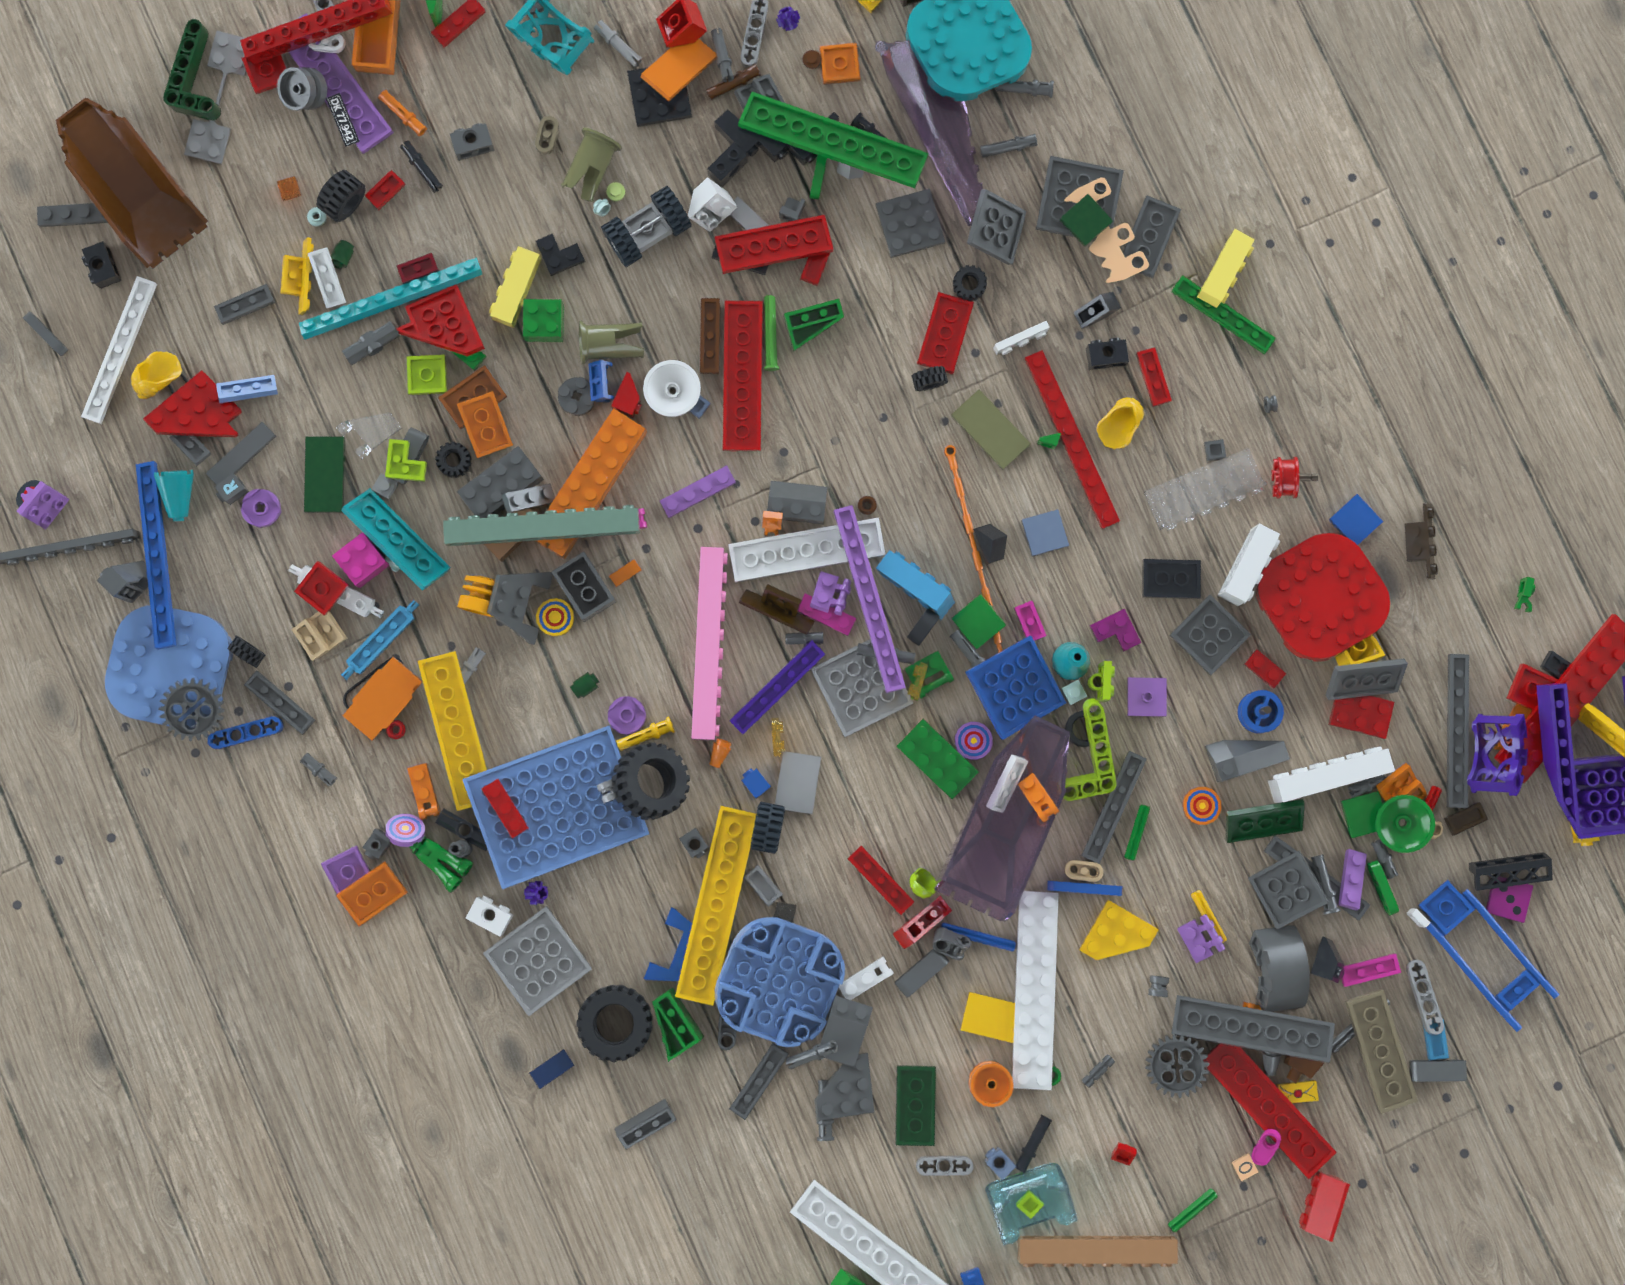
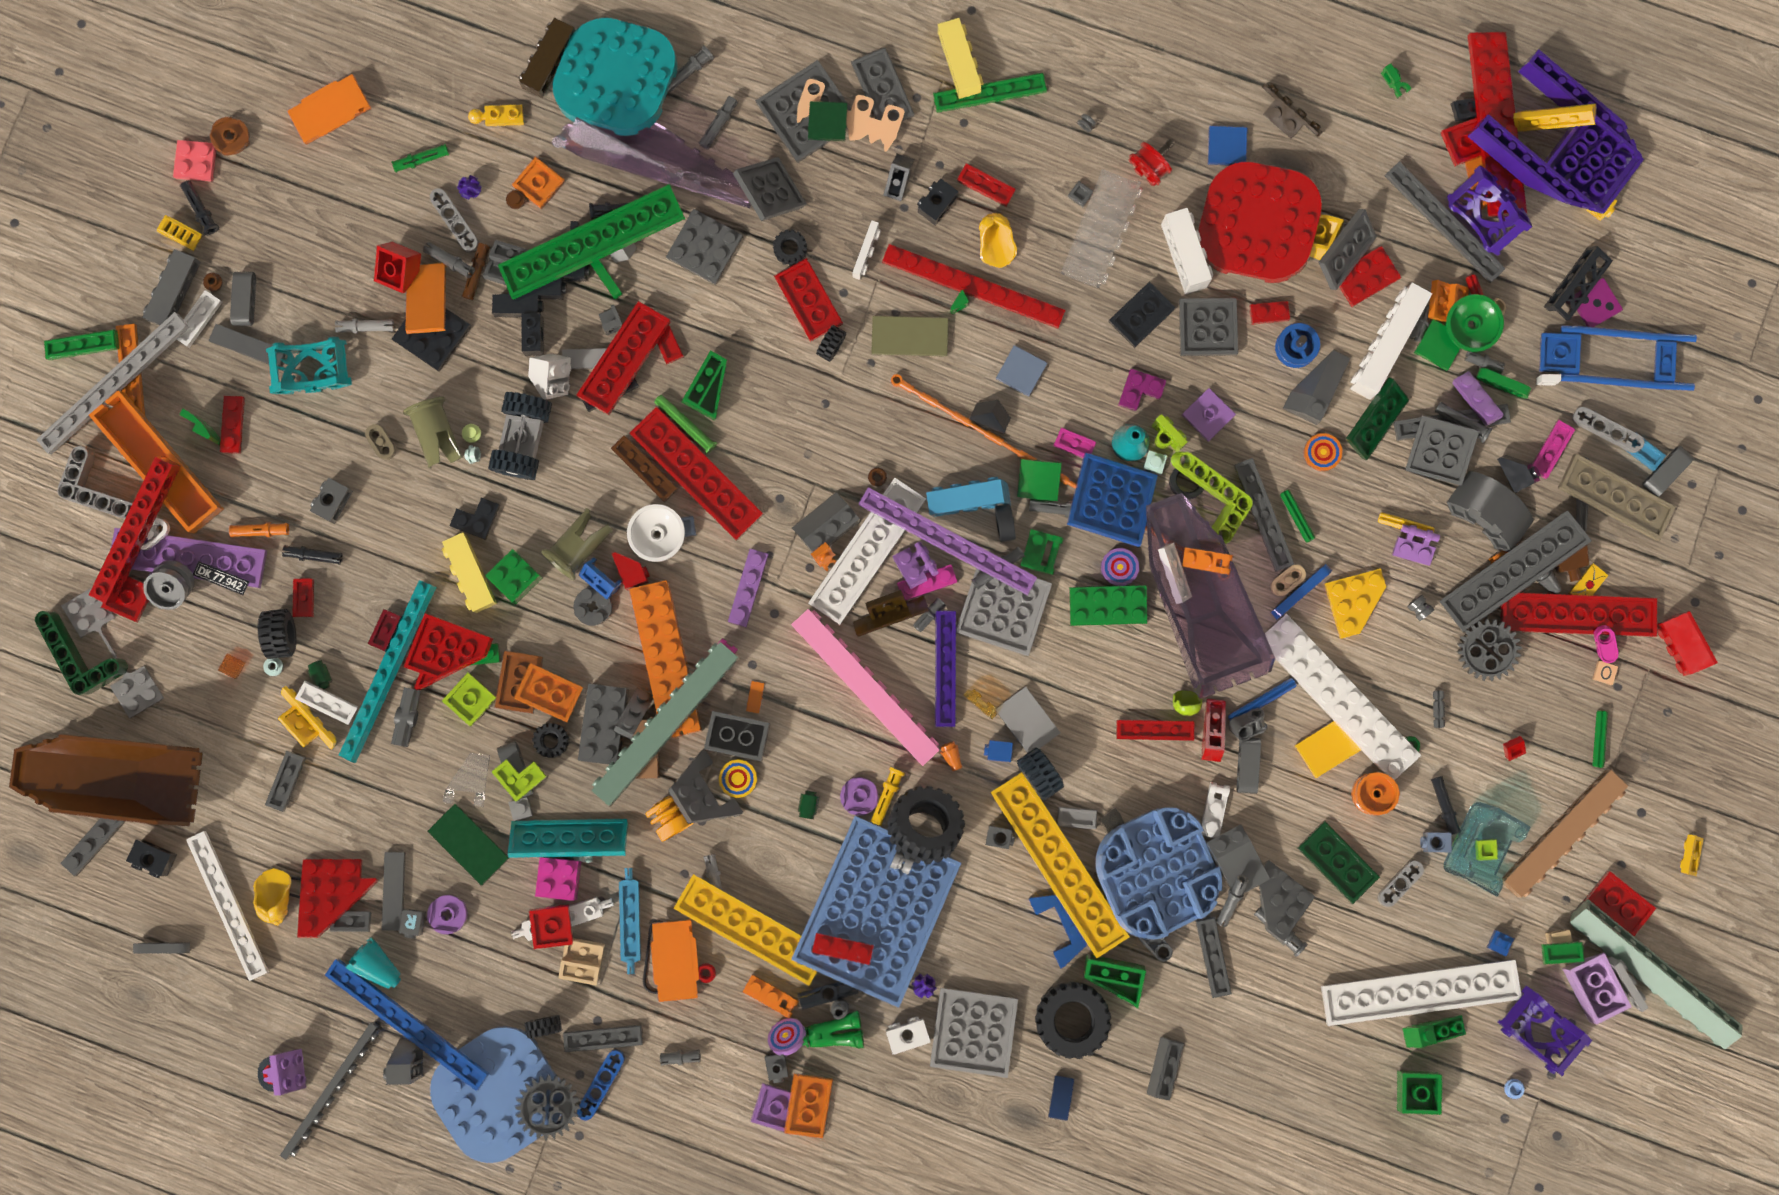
camera: 35 degrees left, 0 degrees up
(246, 388) = (350, 839): medium blue plate -> none
(919, 673) = (1036, 558): clear yellow plate -> none
(1466, 818) = (1511, 277): dark brown tile -> none

